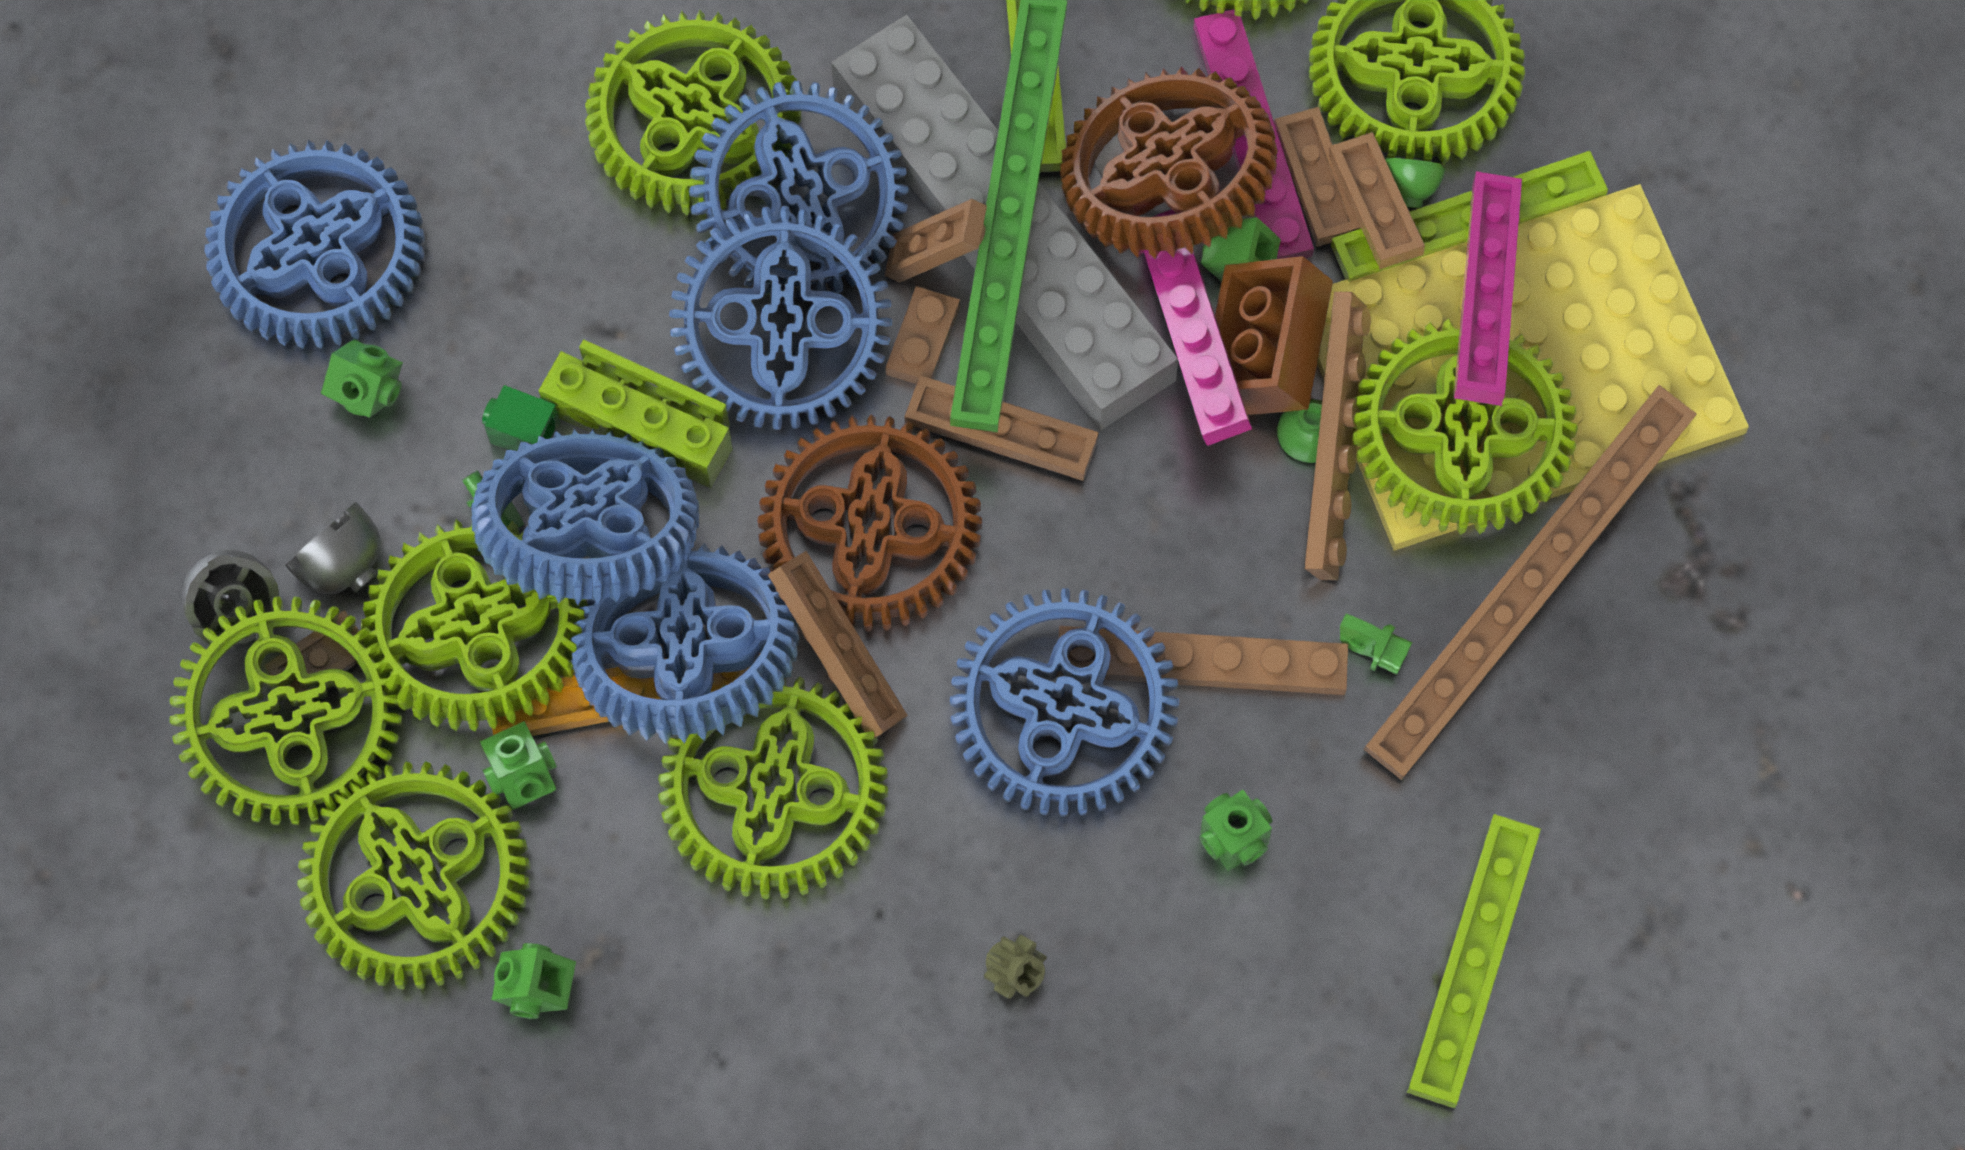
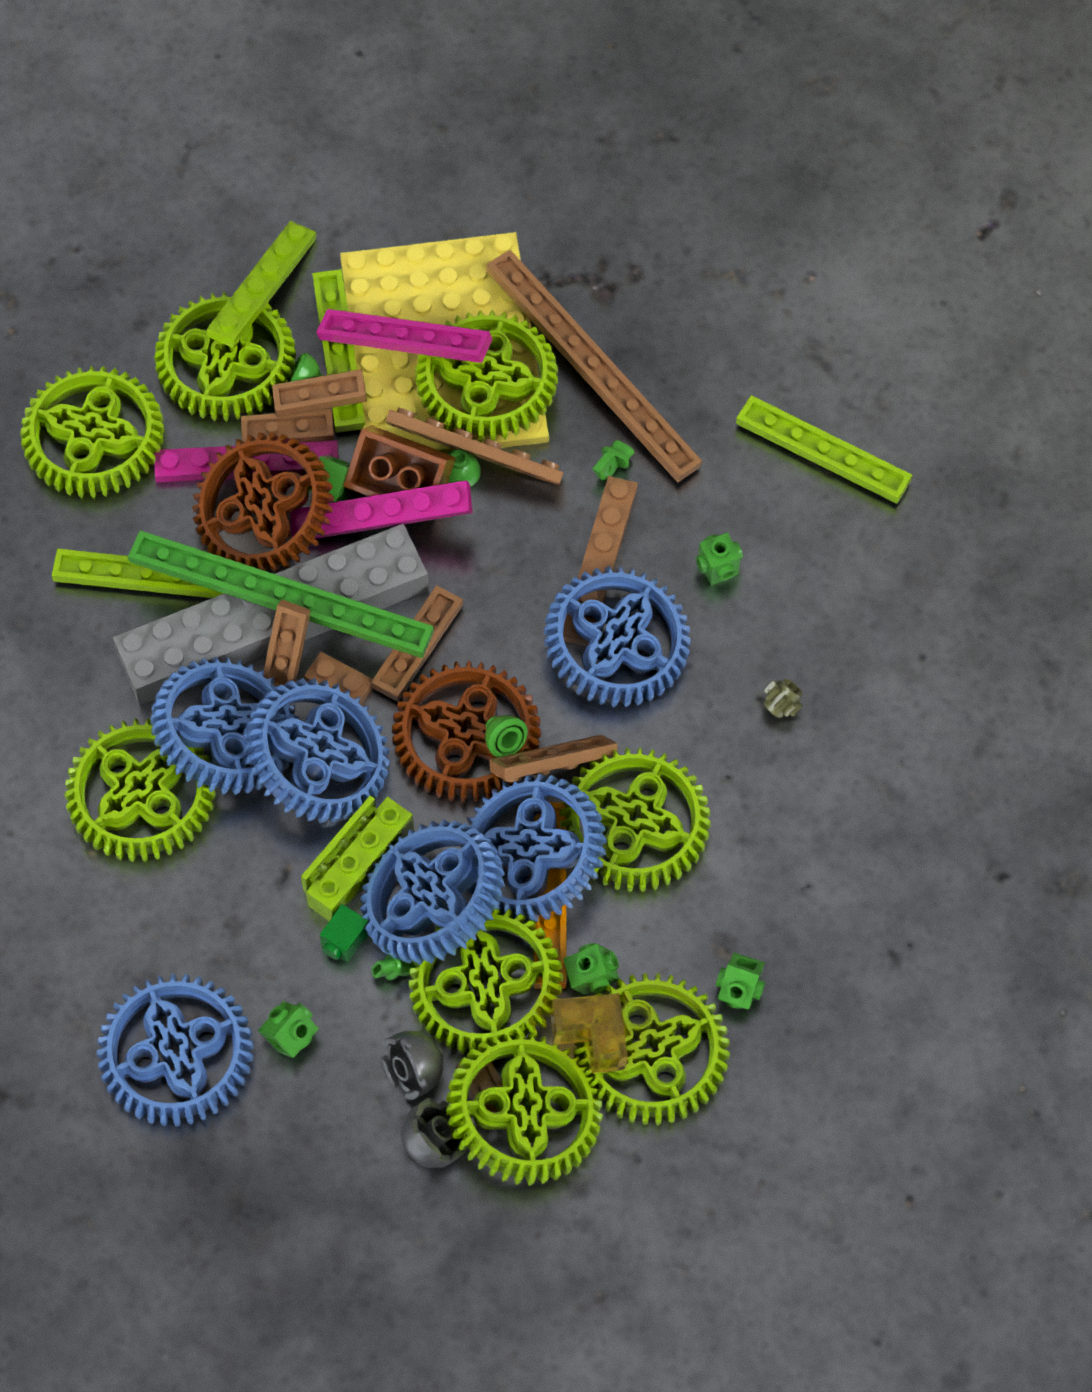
camera: 80 degrees left, 5 degrees down
(412, 781) = (592, 1021): none -> clear yellow brick
(849, 564) = (505, 735): none -> bright green brick
(1543, 80) = (261, 284): none -> lime plate

